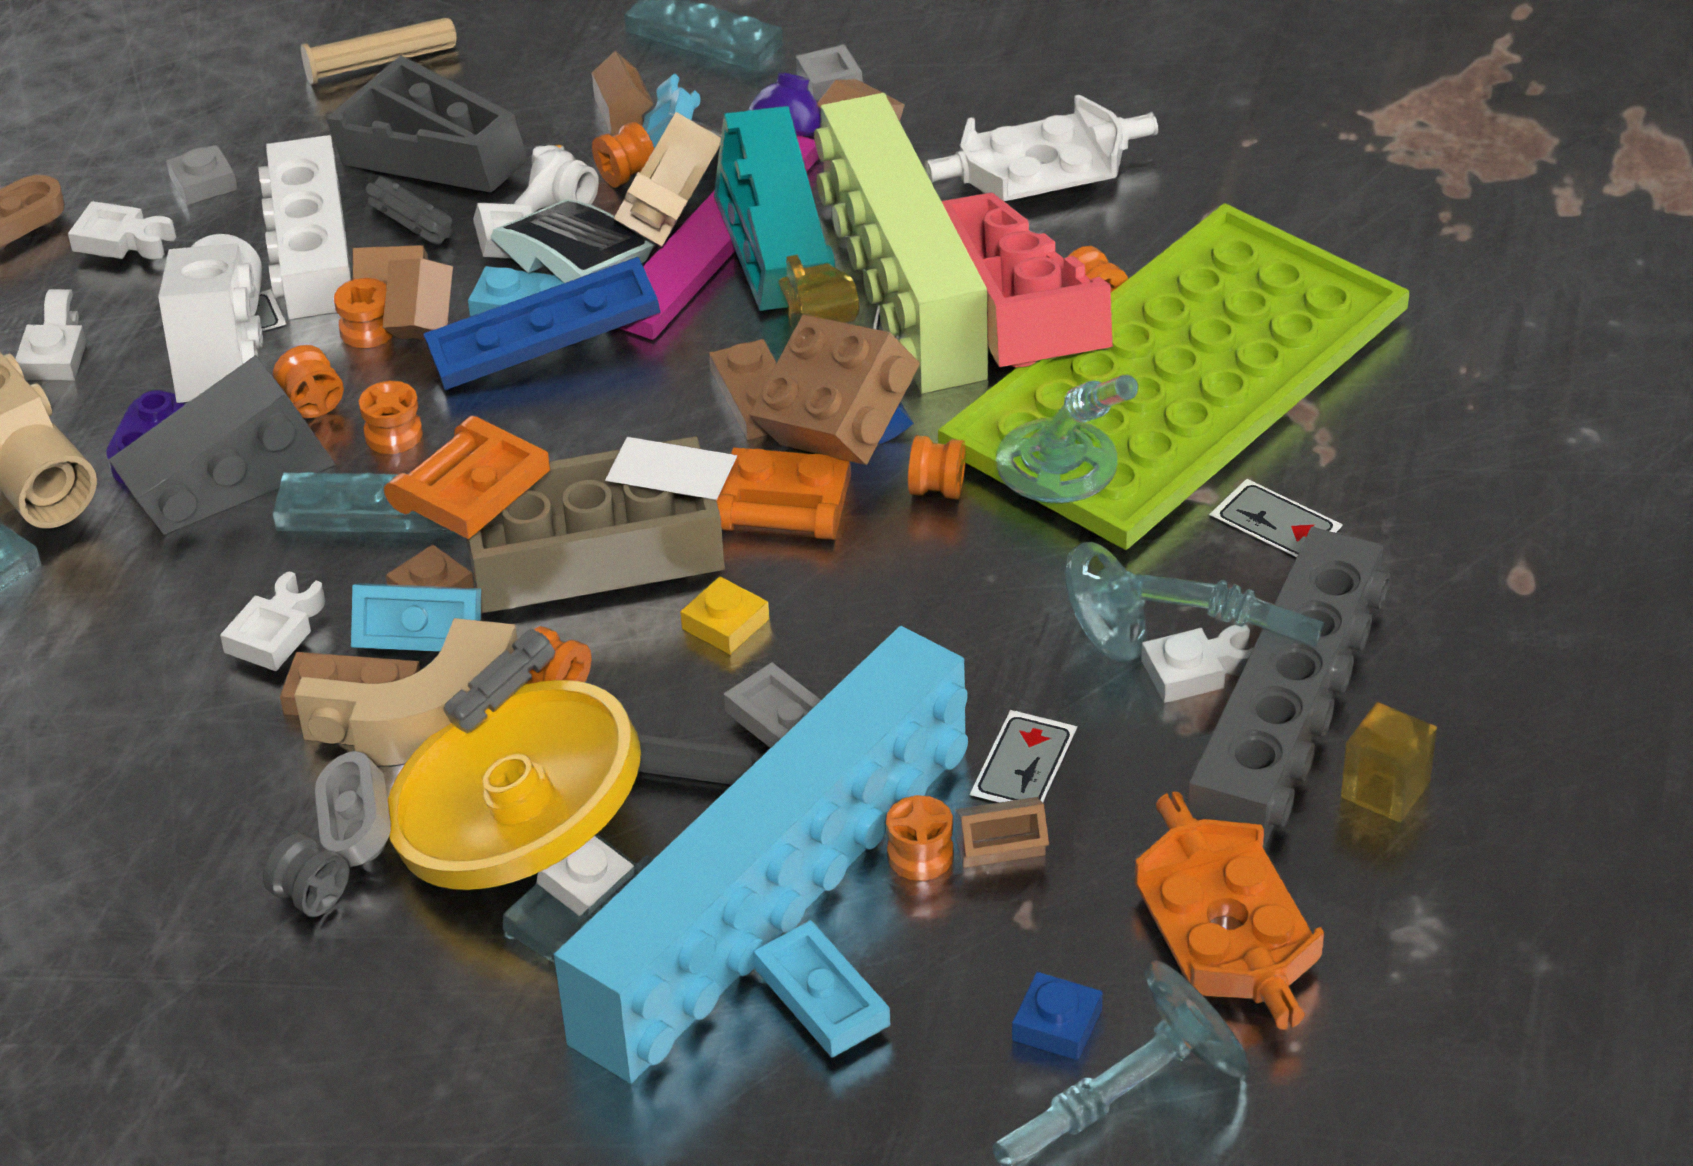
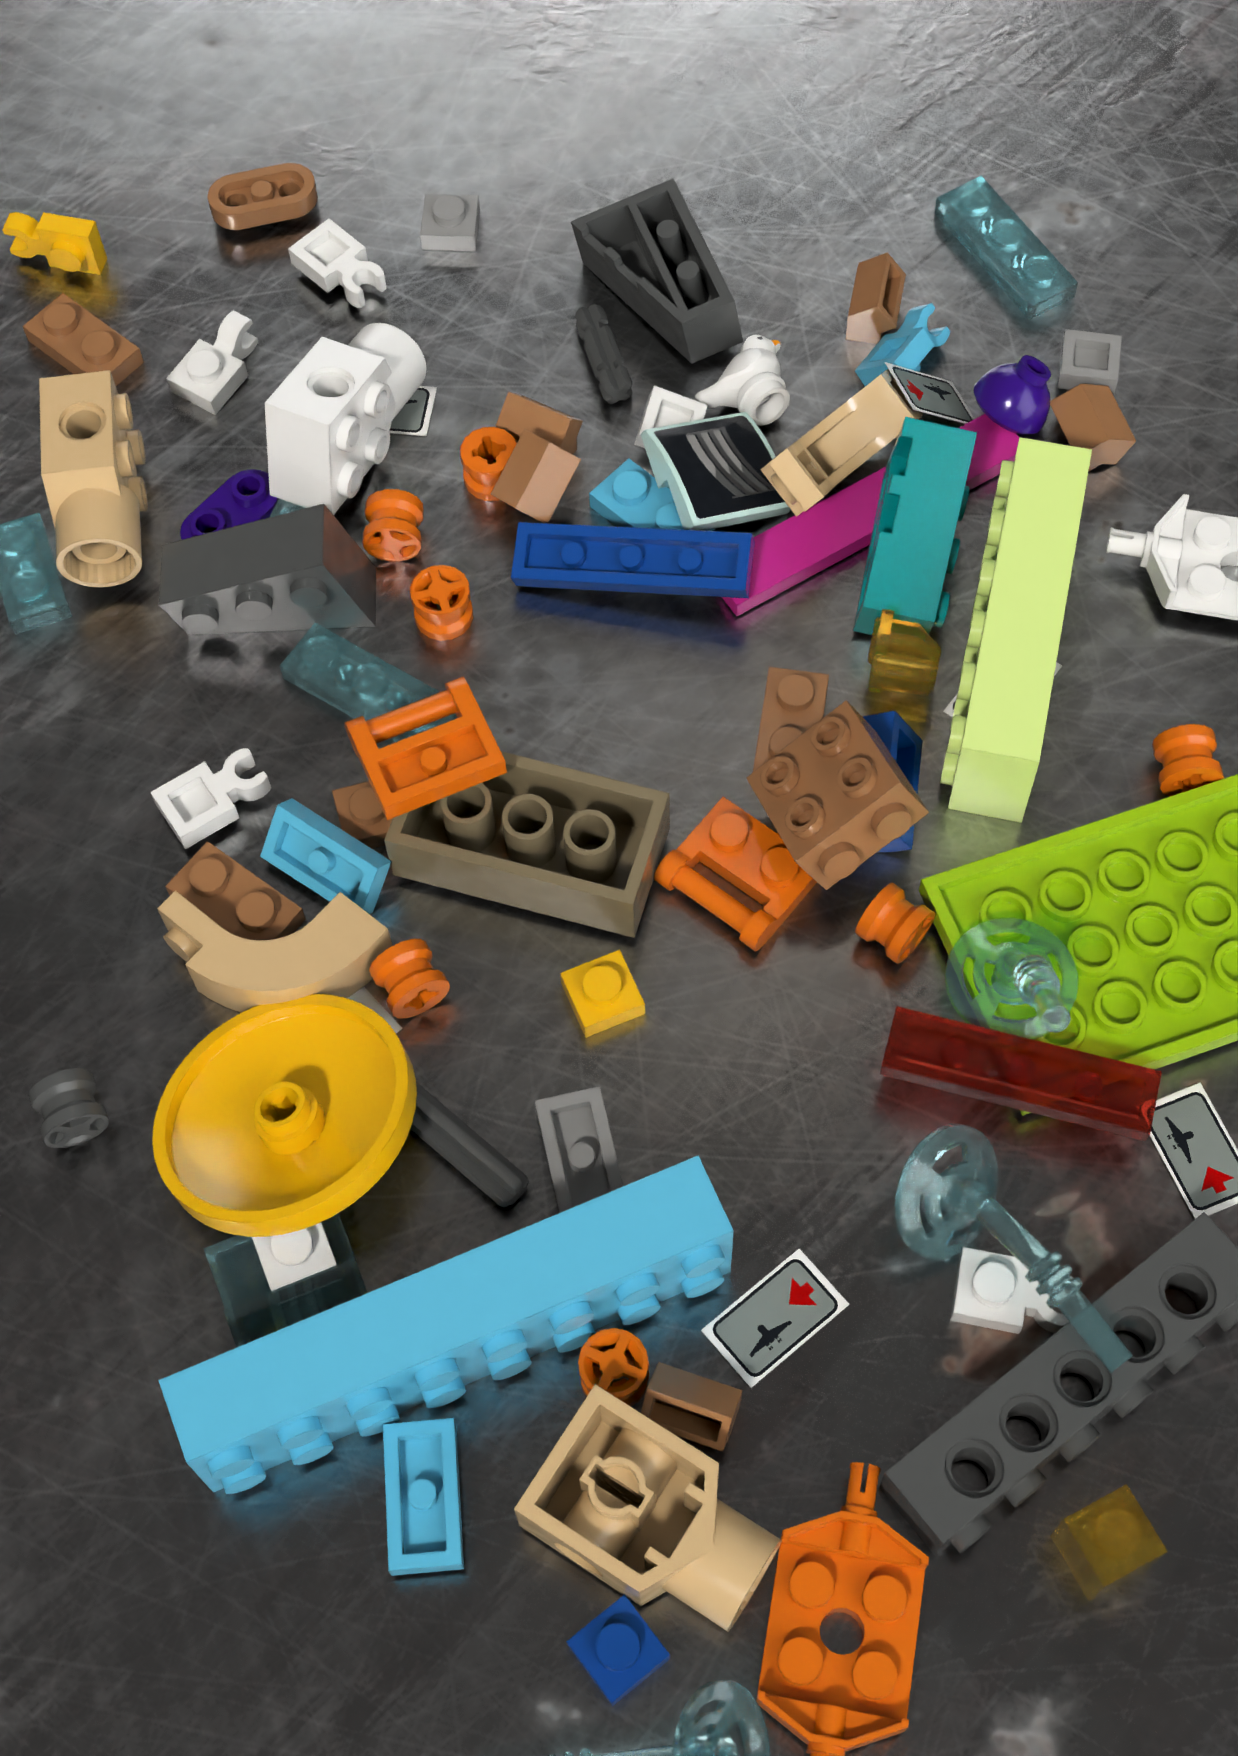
camera: 30 degrees right, 20 degrees up
(304, 225) = (498, 331): white brick -> none
(352, 808) = (147, 1054): light grey plate -> none
(377, 48) = (687, 138): tan axle -> none
(499, 681) = (334, 990): dark grey axle -> none
(622, 154) = (830, 378): orange wheel -> none
(671, 468) = (622, 823): white sticker -> none
(1017, 900) = (645, 1513): none -> tan brick
(1035, 297) = (1096, 754): coral wedge -> none
(1107, 509) = (1021, 1073): none -> clear red tile

